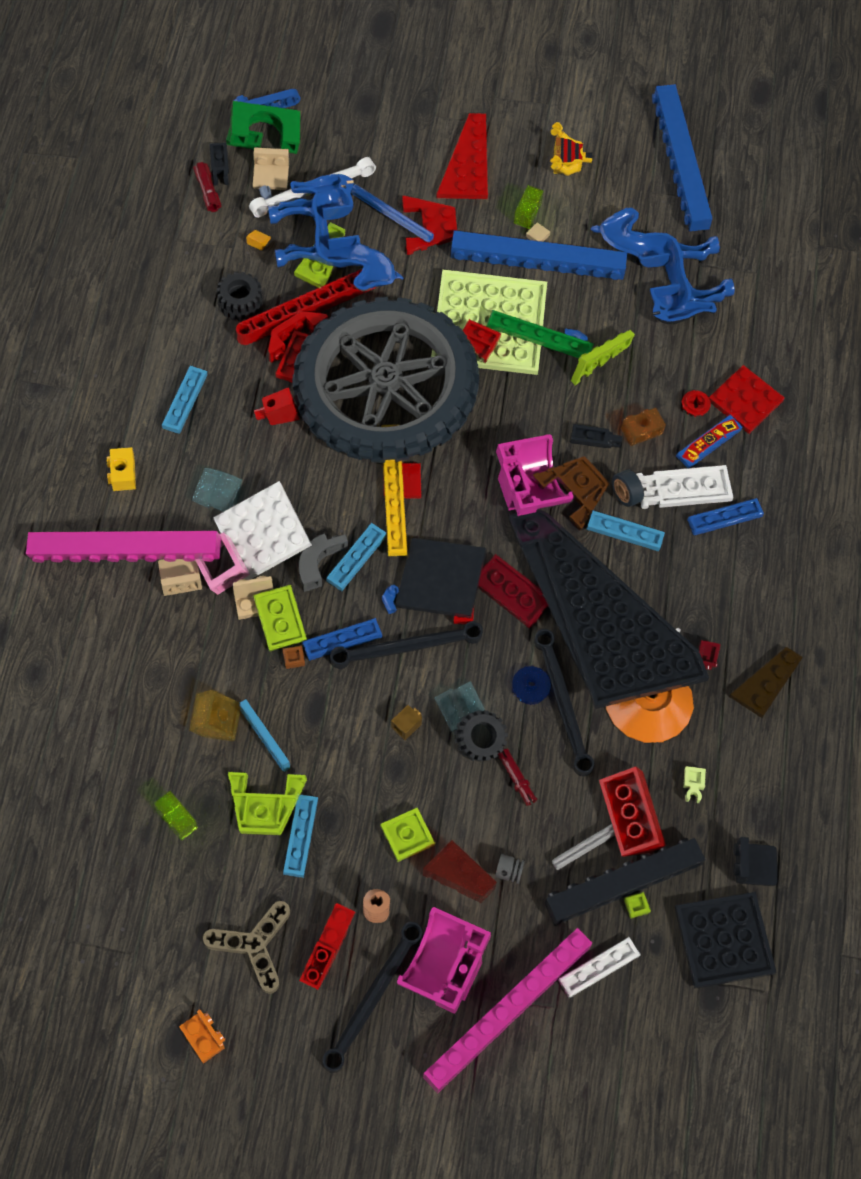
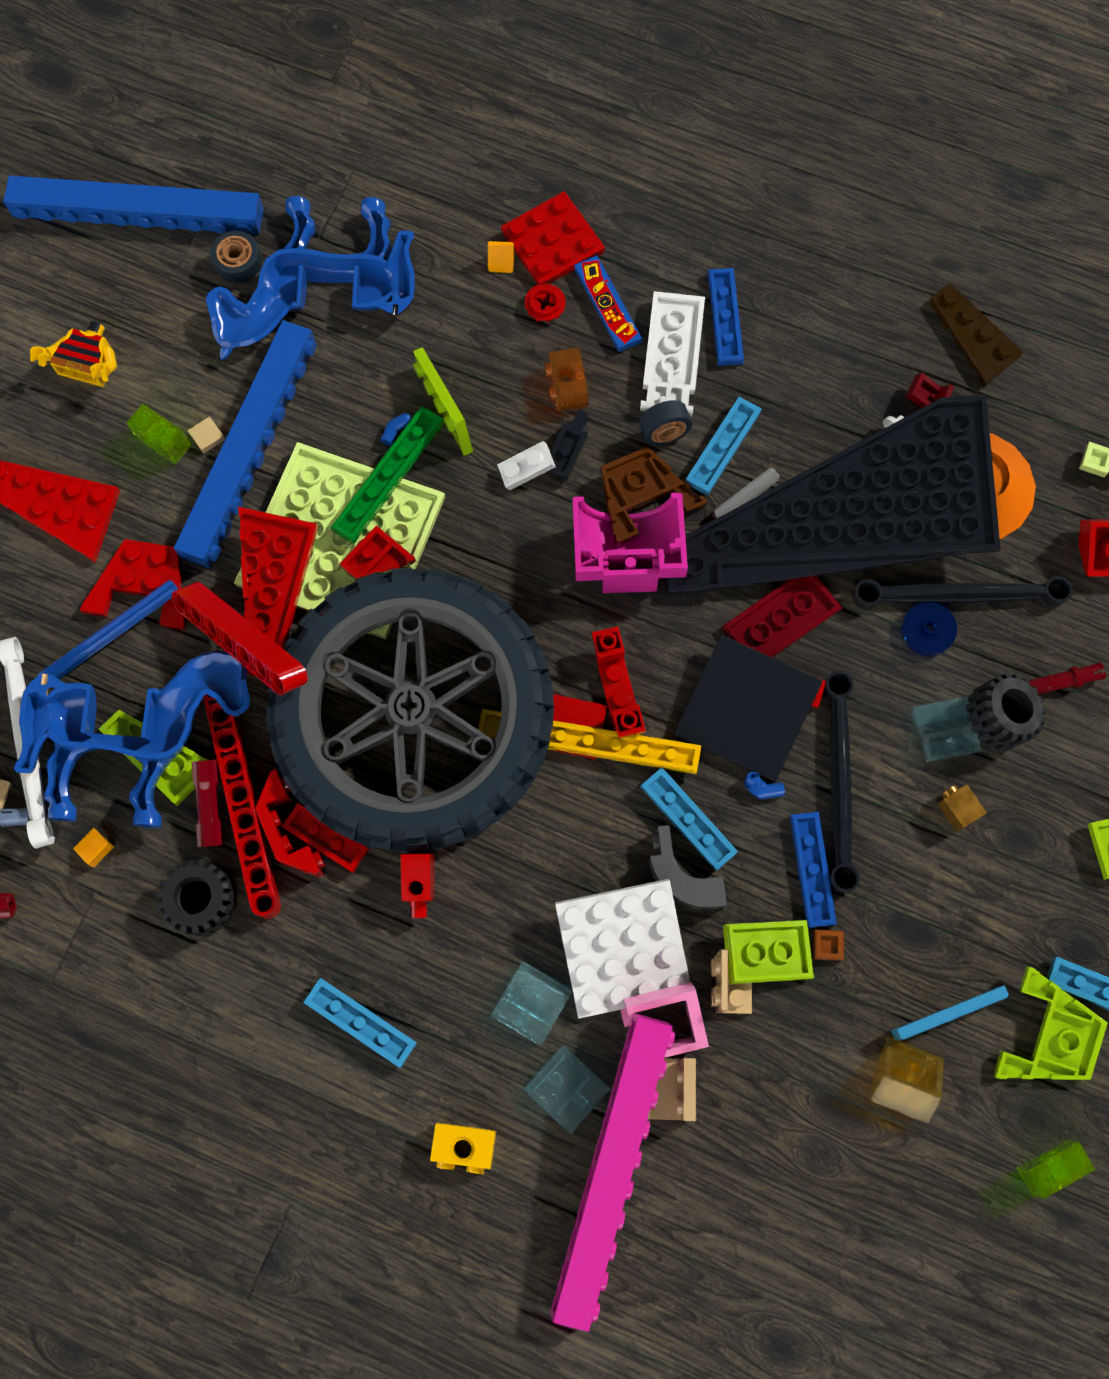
camera: 70 degrees left, 10 degrees up
(168, 516) = (566, 1089): none -> clear light blue slope
(310, 282) = (208, 823): none -> dark red axle
(402, 273) = (240, 638): none -> red beam
(436, 499) = (616, 683): none -> red slope
(449, 286) = (273, 569): none -> red wing
(572, 414) = (526, 465): none -> white plate
(603, 557) = (748, 493): none -> light grey axle
(665, 218) = (231, 245): none -> wheel
(720, 369) = (500, 257): none -> light orange slope

